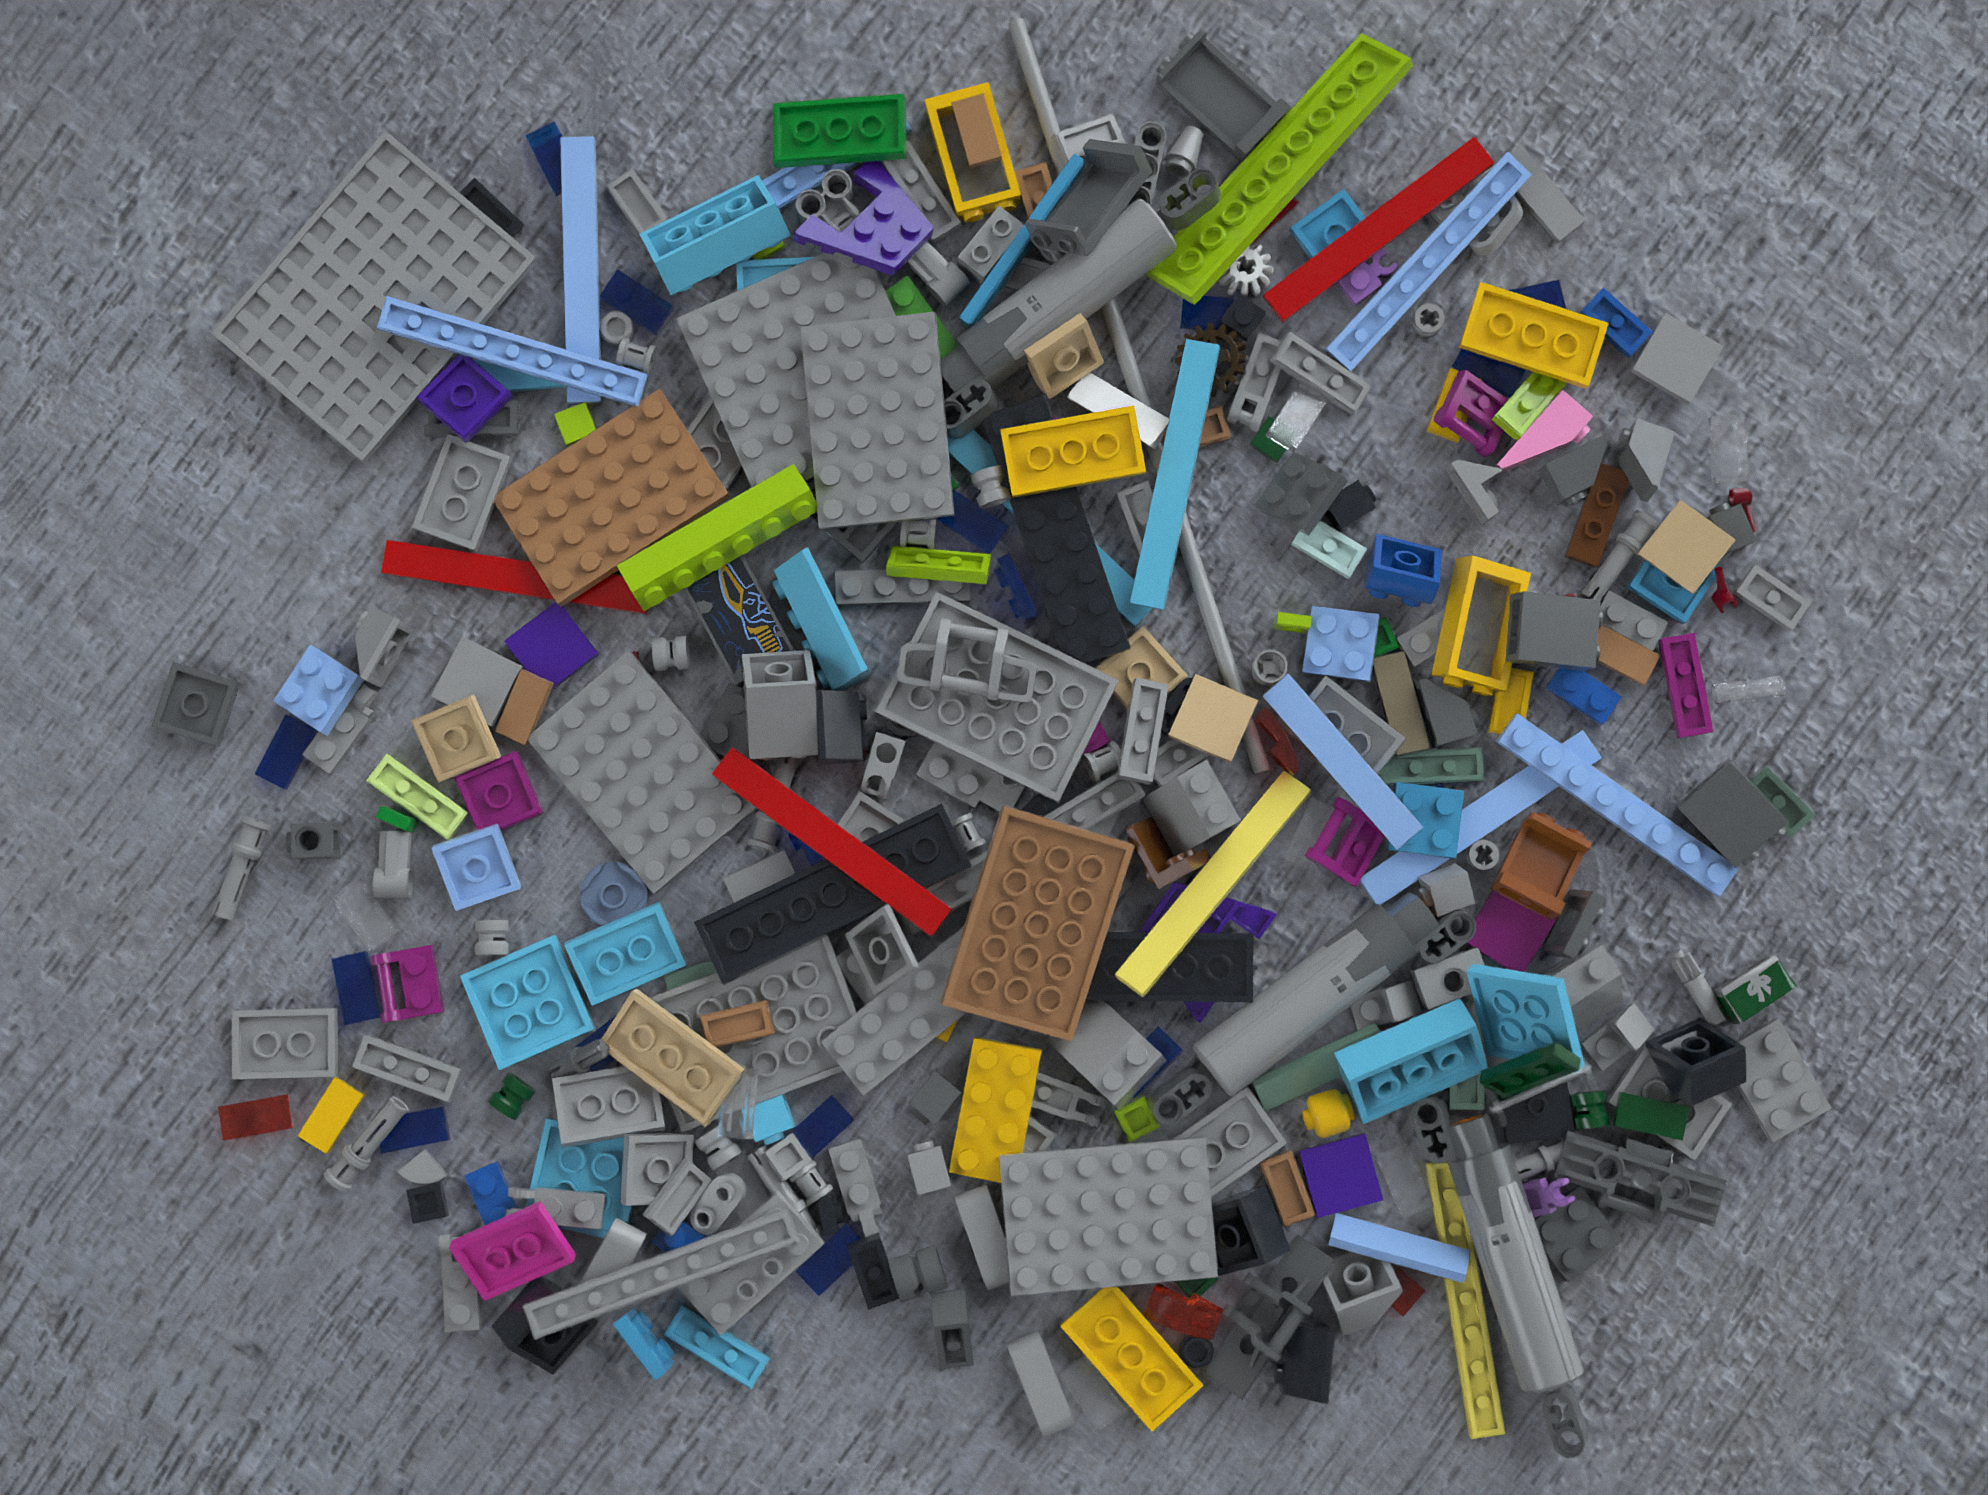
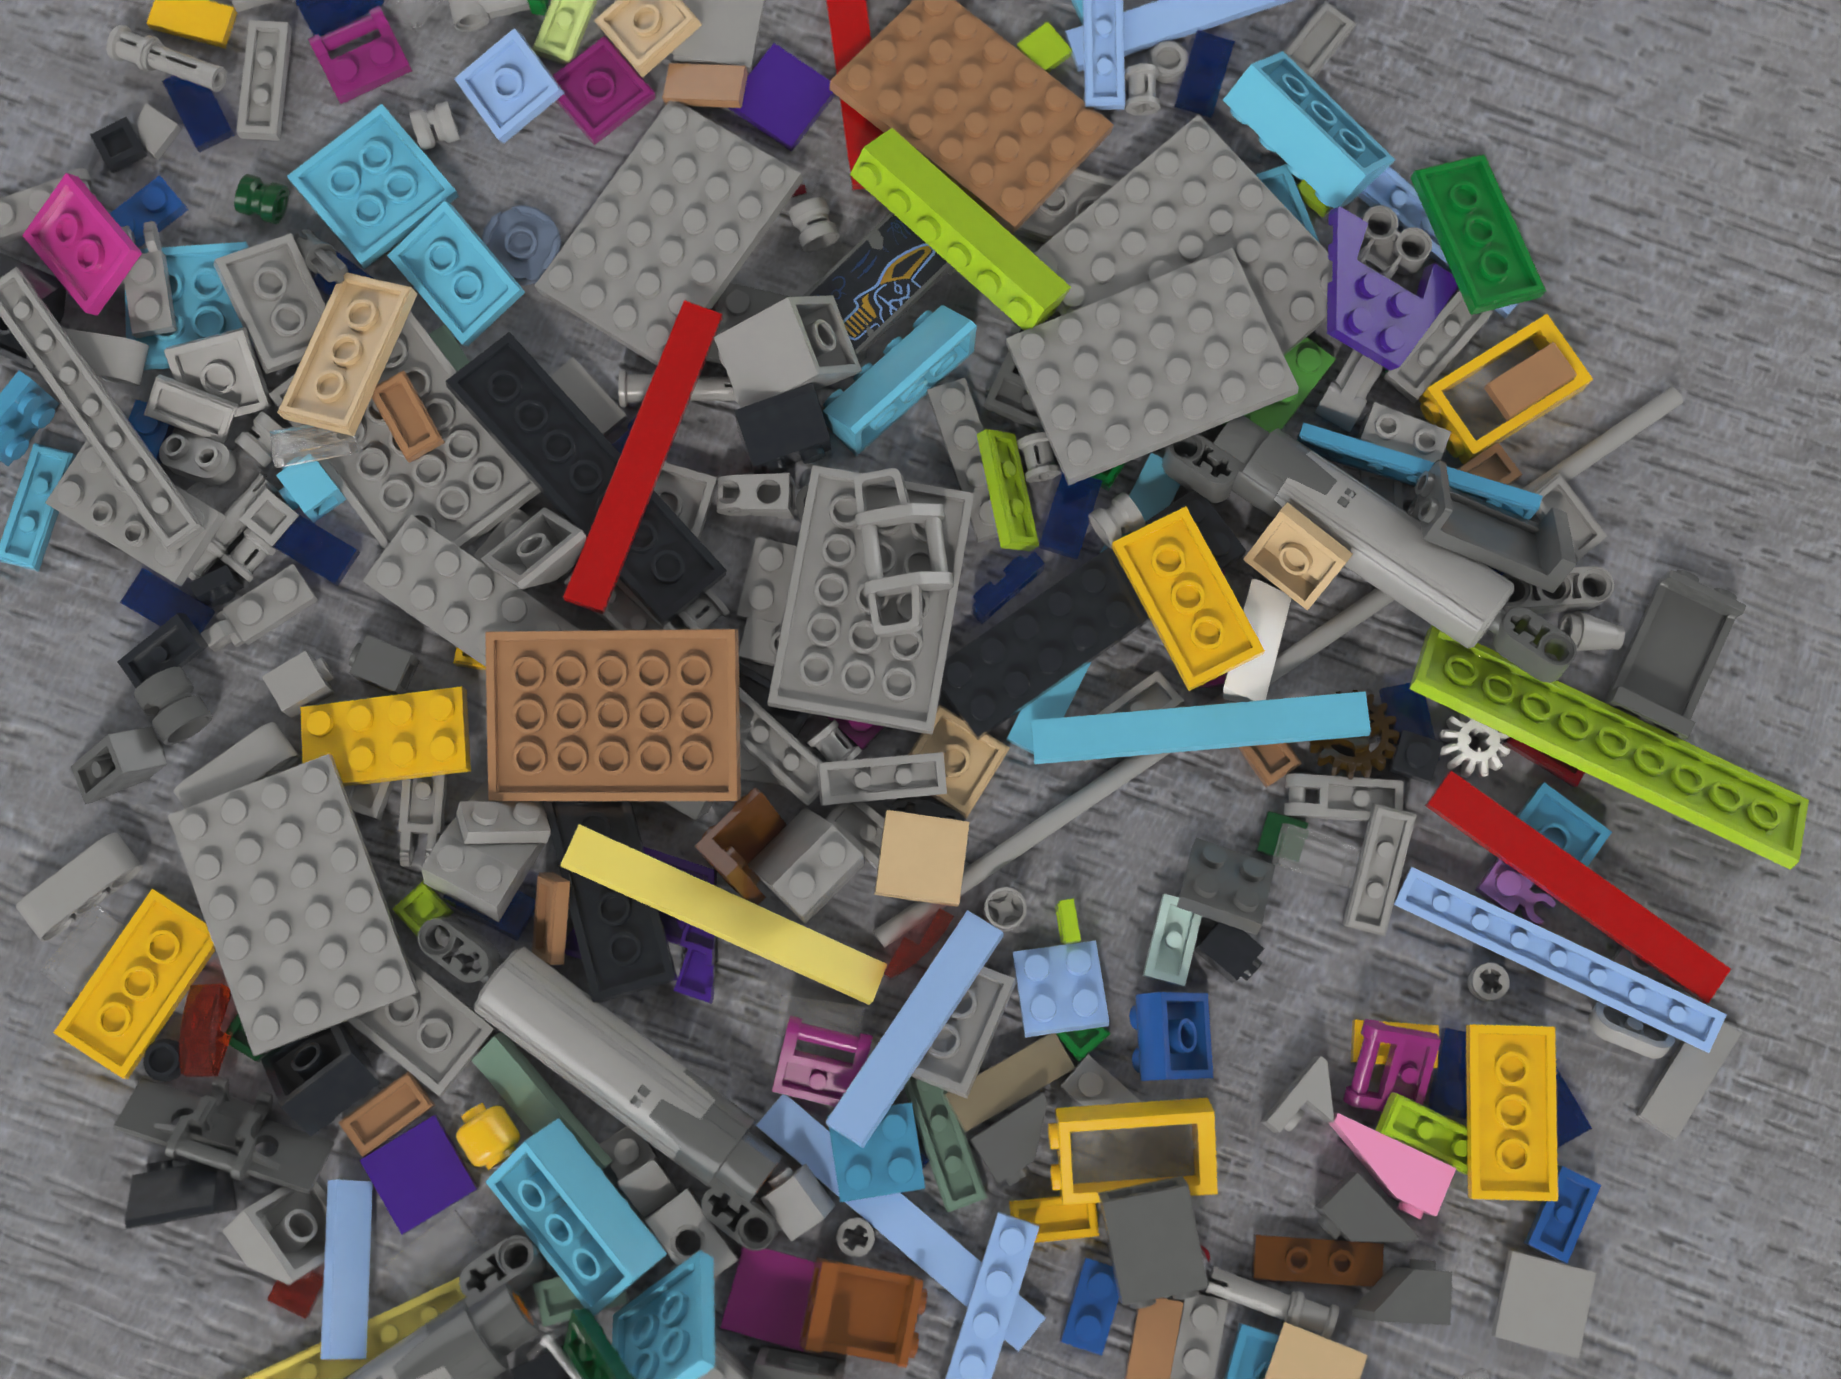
camera: 70 degrees right, 5 degrees down
(1093, 1034) = (503, 822): none -> light grey plate
(1175, 1018) = (550, 918): none -> medium nougat tile

